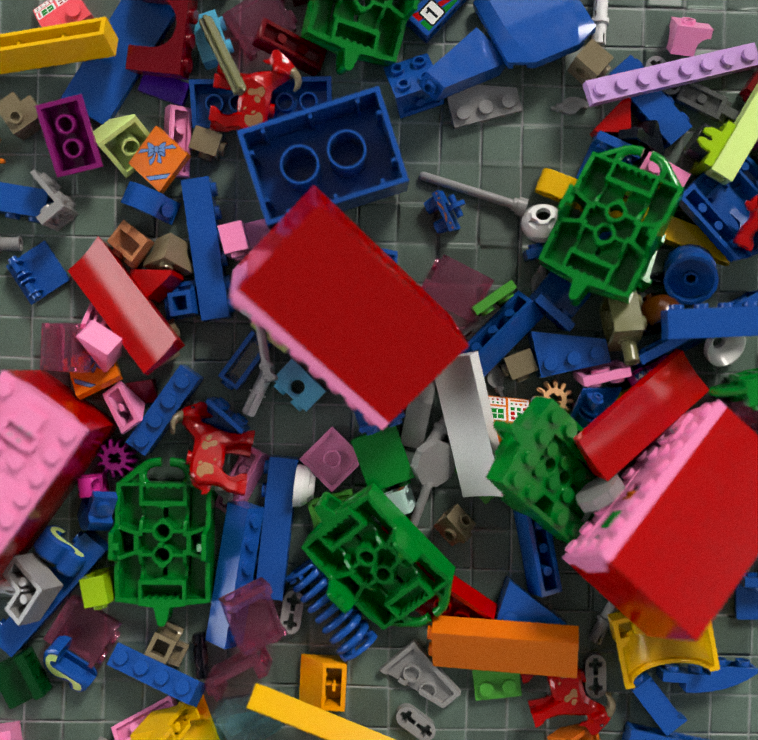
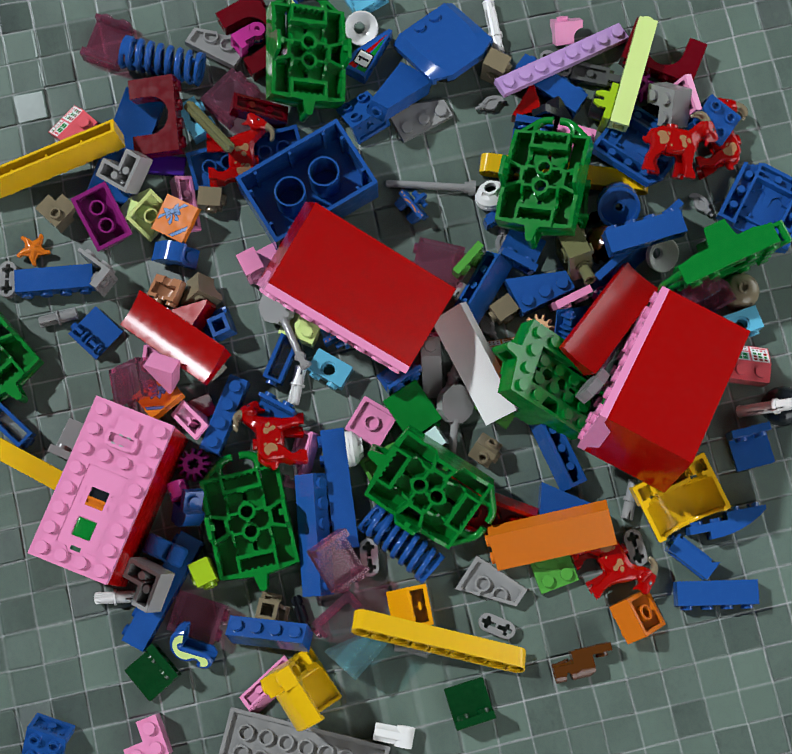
camera: 15 degrees left, 10 degrees down
(110, 89) = (127, 174): none -> light grey brick
(207, 249) = (229, 280): blue brick -> none

